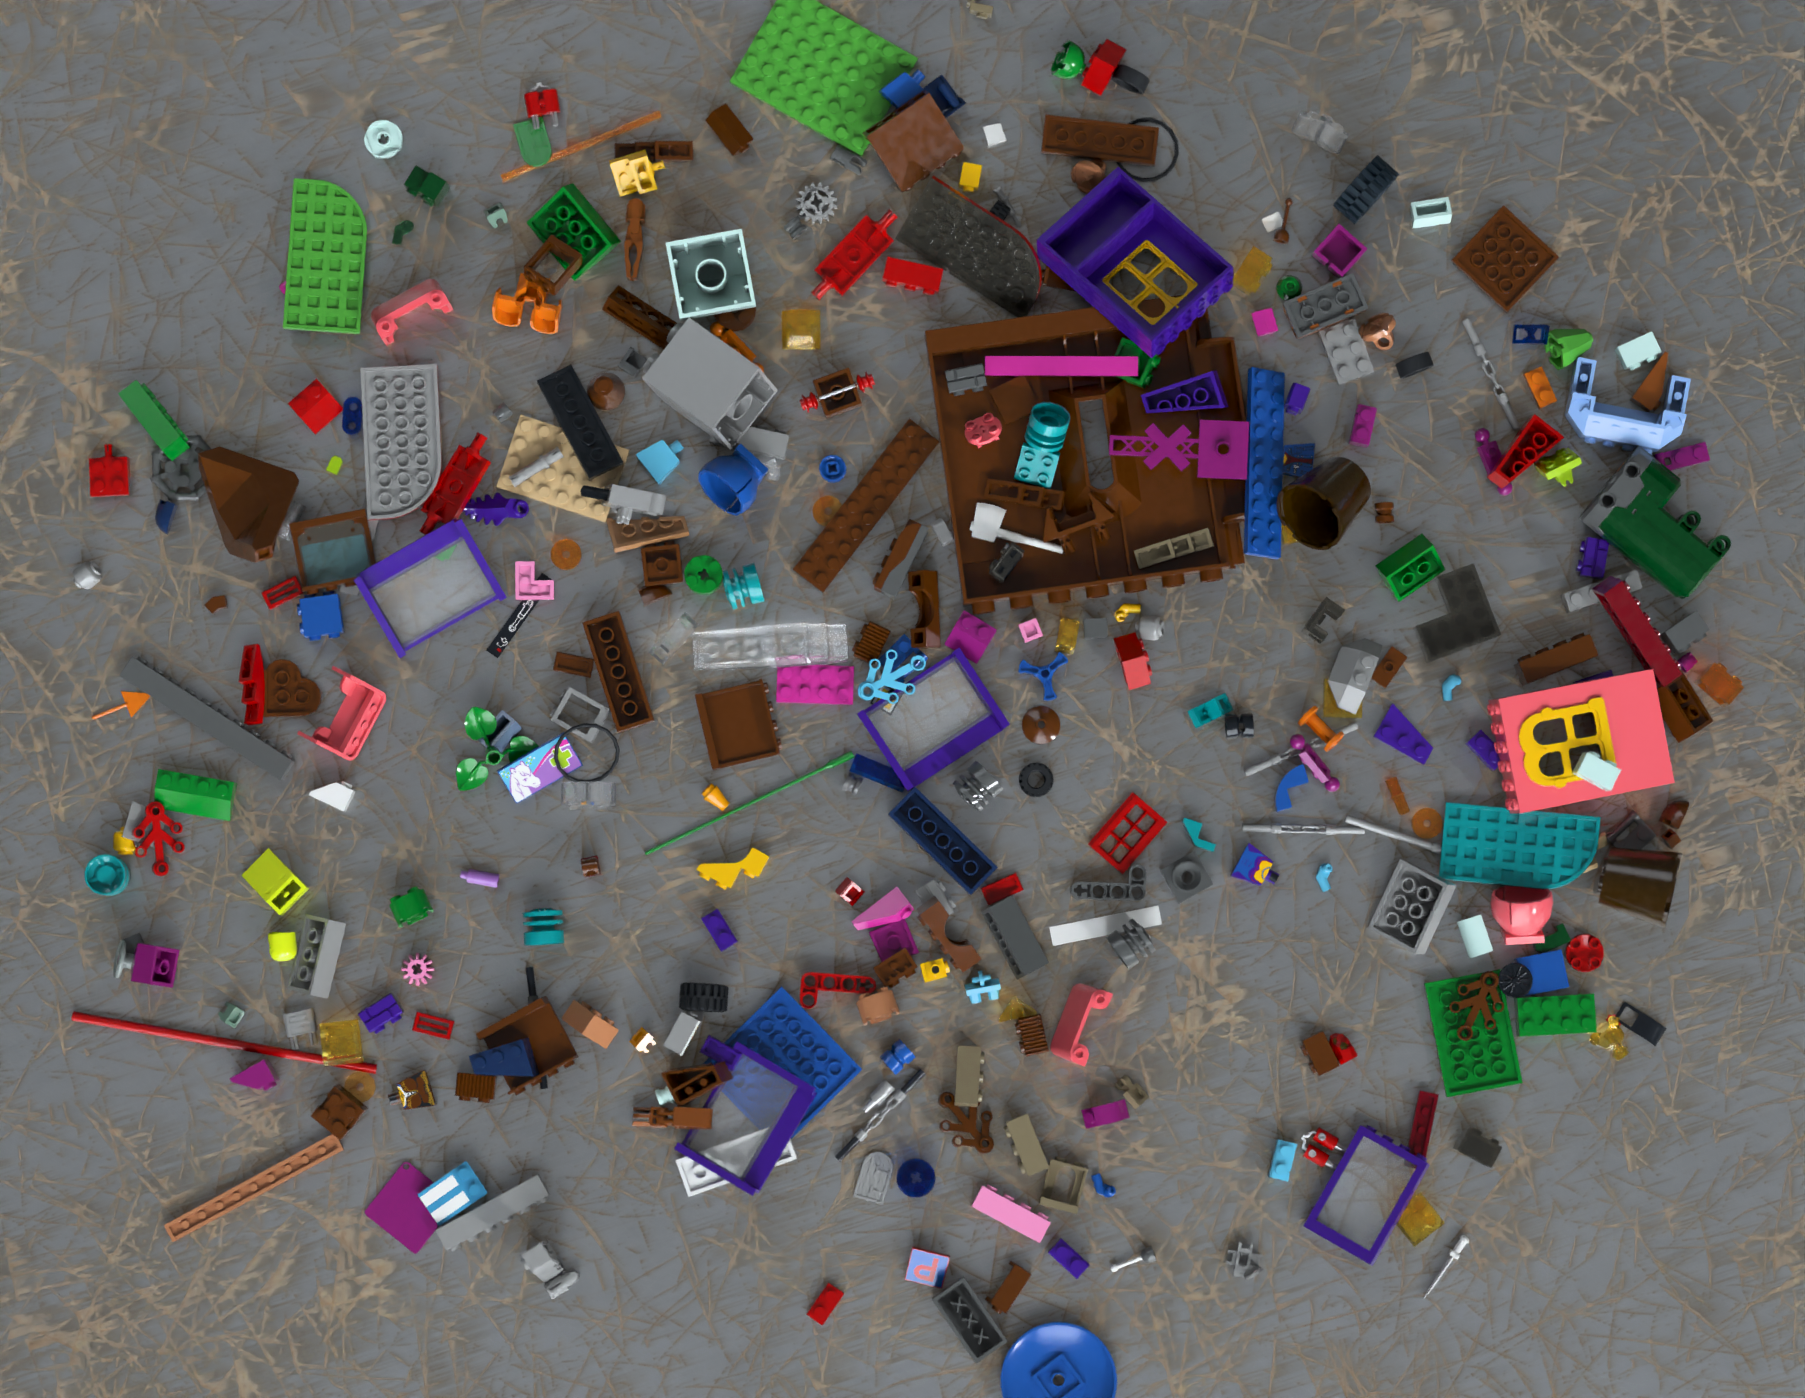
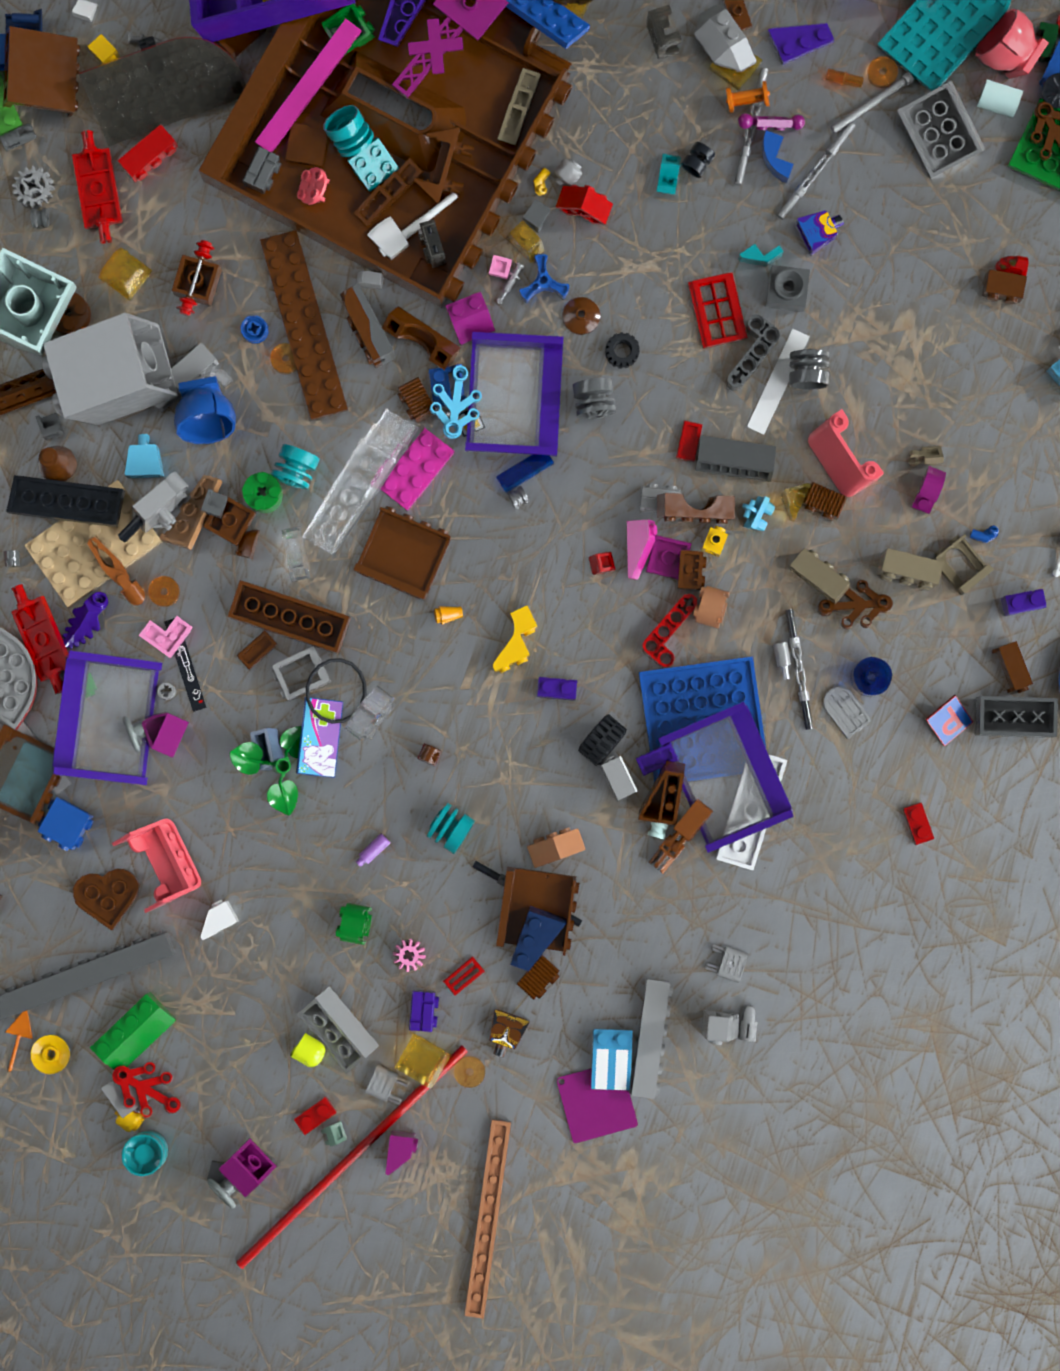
camera: 50 degrees left, 0 degrees up
(120, 738) = (41, 1058): none -> yellow dish
(235, 988) = (315, 1115): none -> red plate
(254, 684) = (76, 917): red slope -> none
(275, 882) = (253, 1019): neon yellow slope -> none
(278, 586) = (24, 840): red tile -> none
(339, 1112) = (478, 1103): reddish brown piece -> none
(452, 637) = (161, 731): none -> magenta piece
(487, 610) = (170, 695): none -> light grey bush
(536, 466) = (74, 562): light grey pin -> none
(547, 527) = (130, 589): none -> dark orange arm
(601, 1234) = (731, 965): none -> light grey piece
(641, 1040) = (599, 816): light orange tile -> none
(665, 544) = (214, 503): none -> dark grey panel
(831, 764) = (489, 503): green piece -> none
(897, 1056) = (763, 620): blue wheel -> none
(942, 841) = (617, 458): dark blue brick -> none
(1011, 1214) = (955, 622): bright pink brick -> none
(1026, 647) = (510, 282): none -> light grey piece
(1322, 875) = (864, 183): medium azure arm -> none

